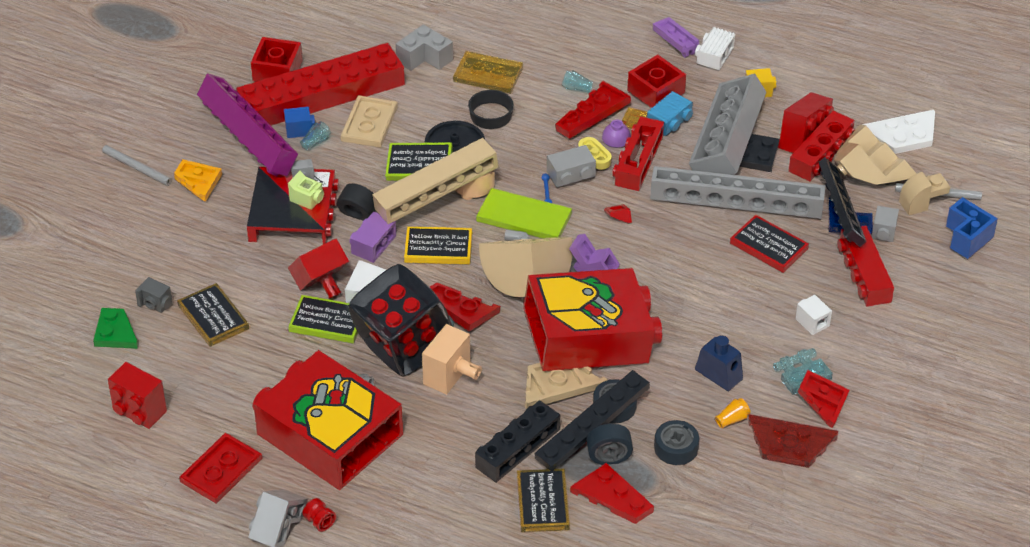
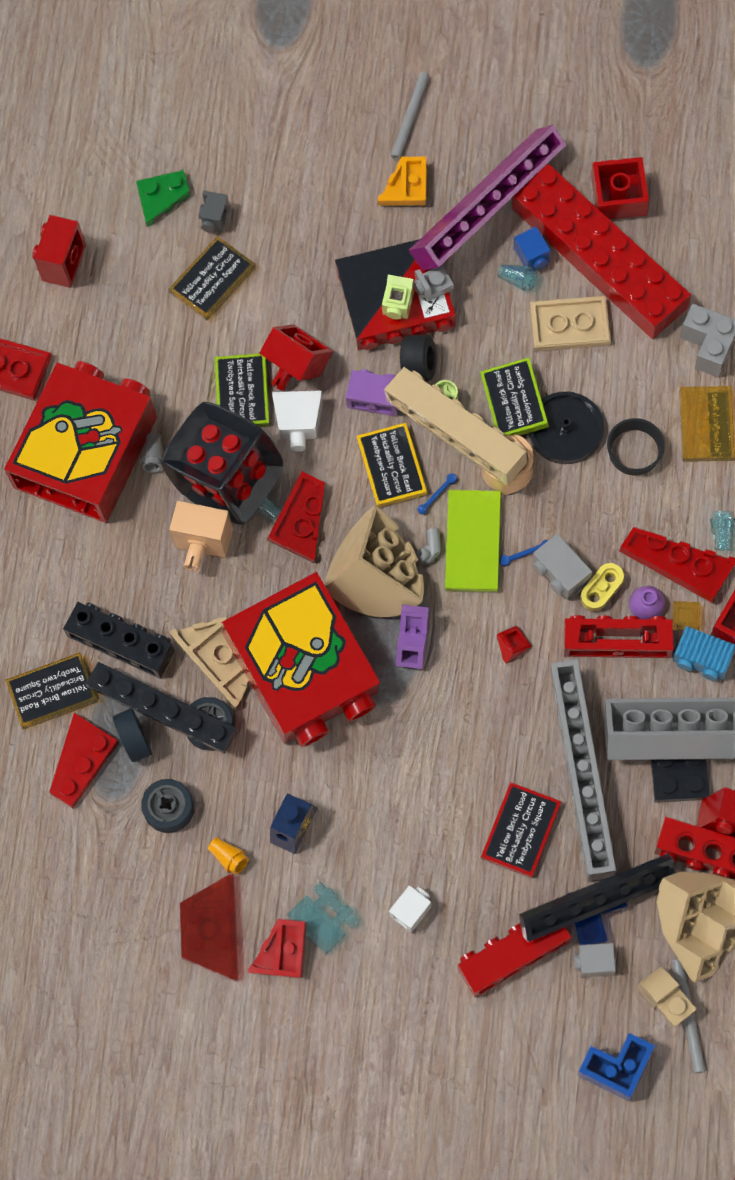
camera: 80 degrees right, 25 degrees up
(466, 217) = (450, 480): none -> blue hinge

